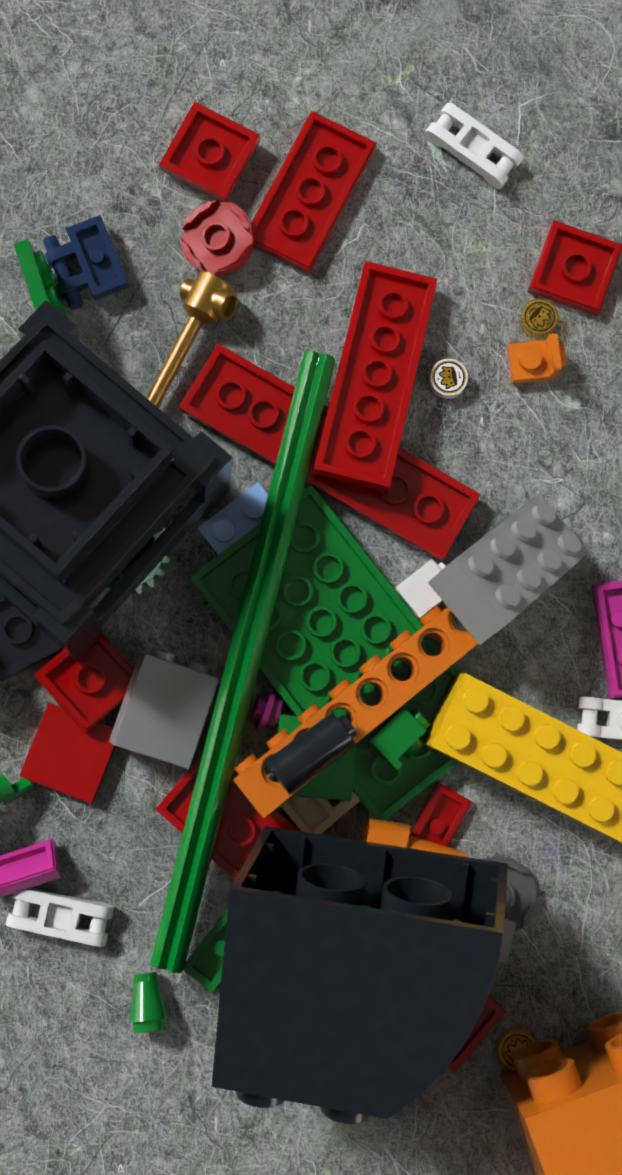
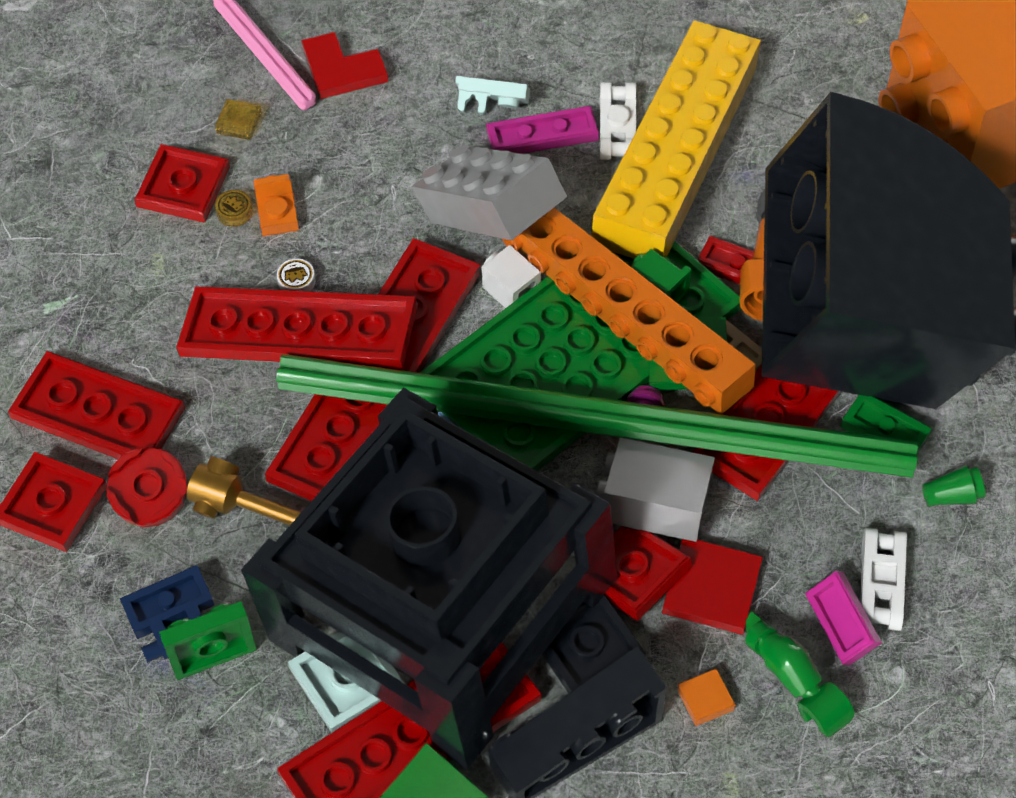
camera: 90 degrees left, 25 degrees down
(312, 752) = (687, 321): black brick -> none
(474, 145) = (52, 268): white plate -> none

